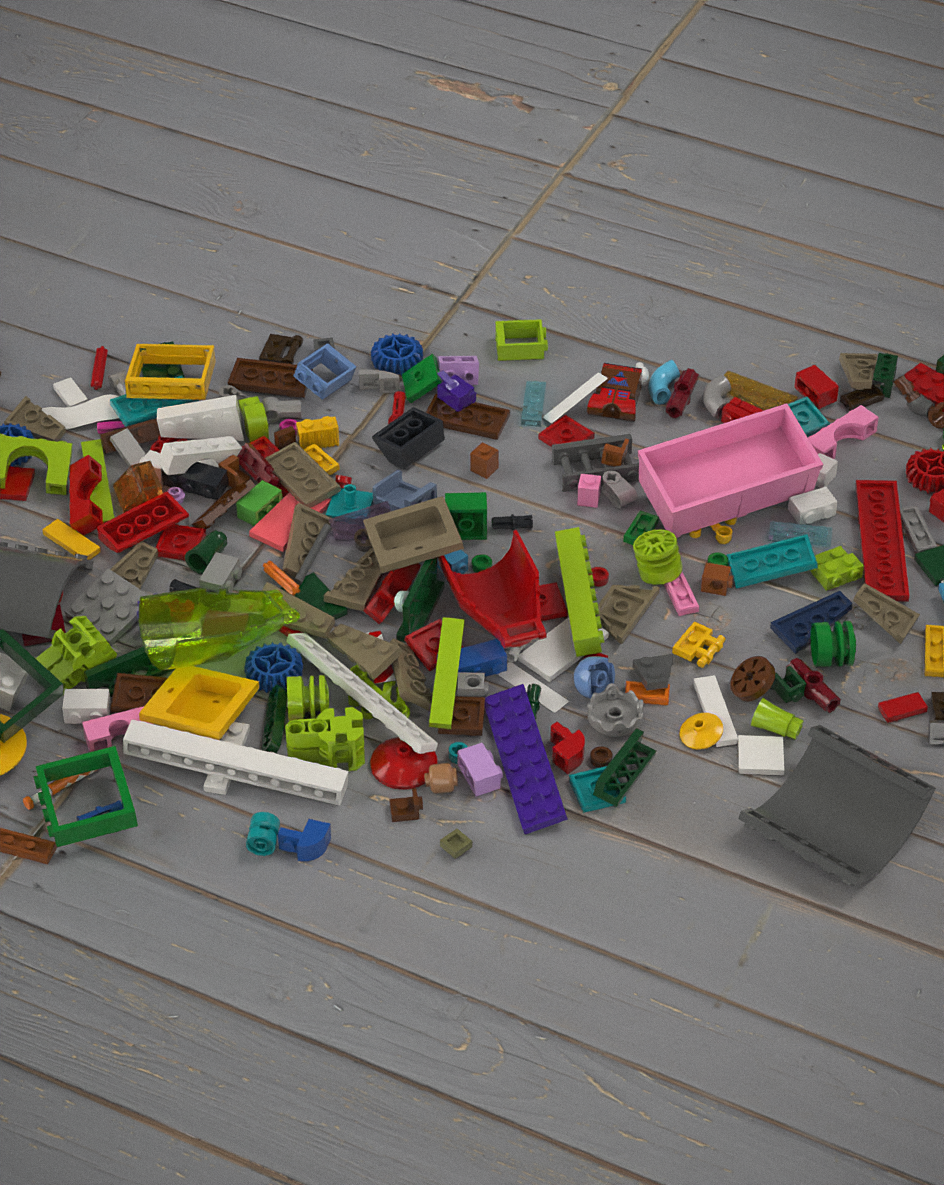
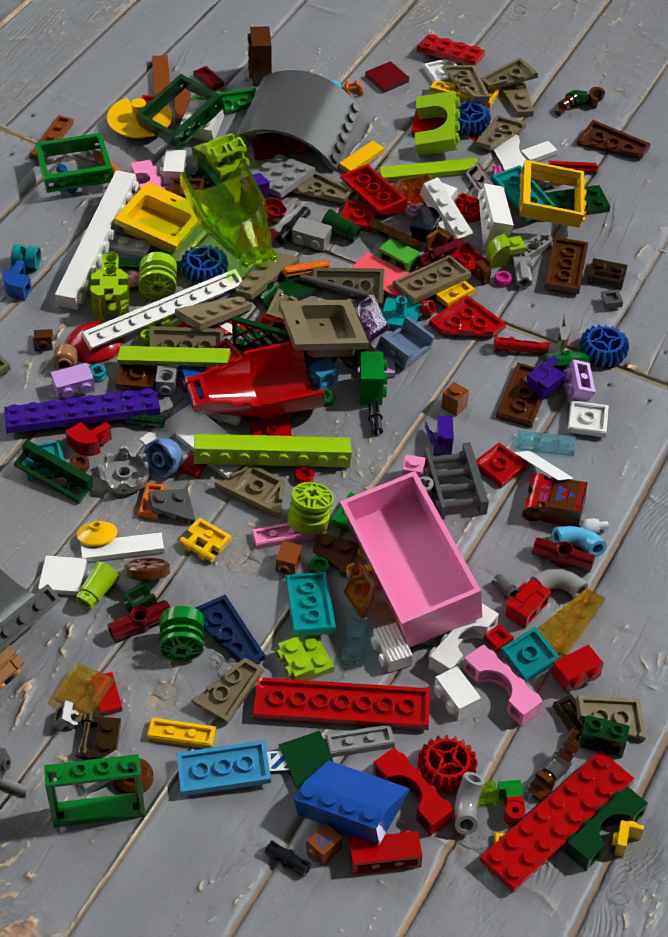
camera: 90 degrees right, 5 degrees up
(55, 335) = (612, 140): none -> reddish brown wing
(84, 477) = (404, 155): red arch -> none
(127, 447) = (466, 179): light grey tile -> none
(322, 432) = (488, 290): yellow brick -> none
(327, 356) = (588, 289): medium blue window -> none
(358, 453) = (467, 319): none -> red plate
(409, 437) = (481, 346): black slope -> none
(500, 371) = (588, 418): none -> white plate
(520, 329) = (641, 419): lime window -> none
(537, 470) = (444, 435): none -> dark purple piece
(614, 455) = (454, 487): dark orange panel -> none
(697, 549) = (336, 550): none -> reddish brown wing
(760, 514) = (361, 589): none -> clear orange slope
(857, 463) = (457, 693): none -> white brick
(905, 720) = (84, 689): none -> clear yellow tile

